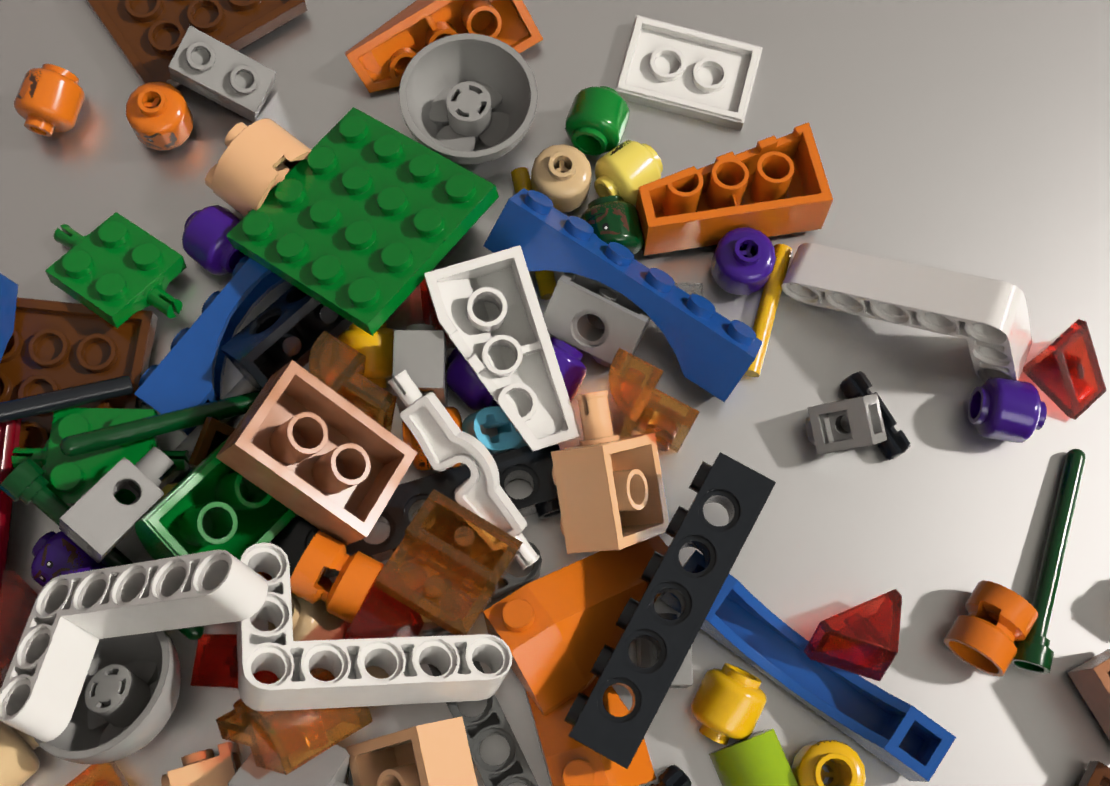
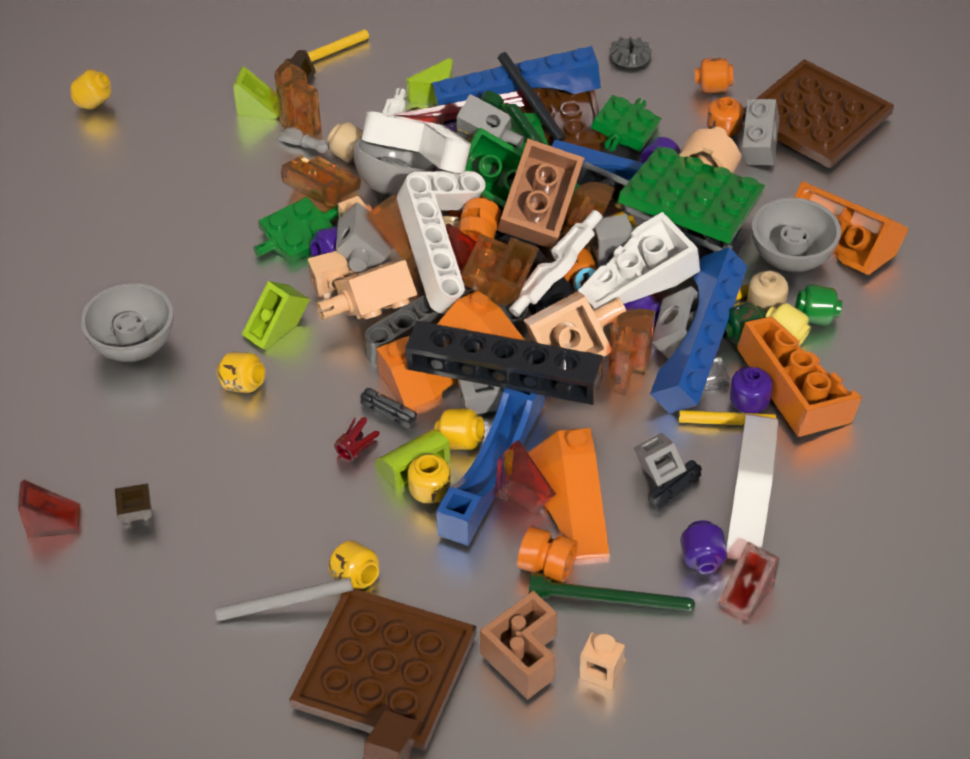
camera: 85 degrees right, 25 degrees down
(688, 72) = (881, 352): white tile -> none
(848, 559) = (571, 469): none -> orange wedge

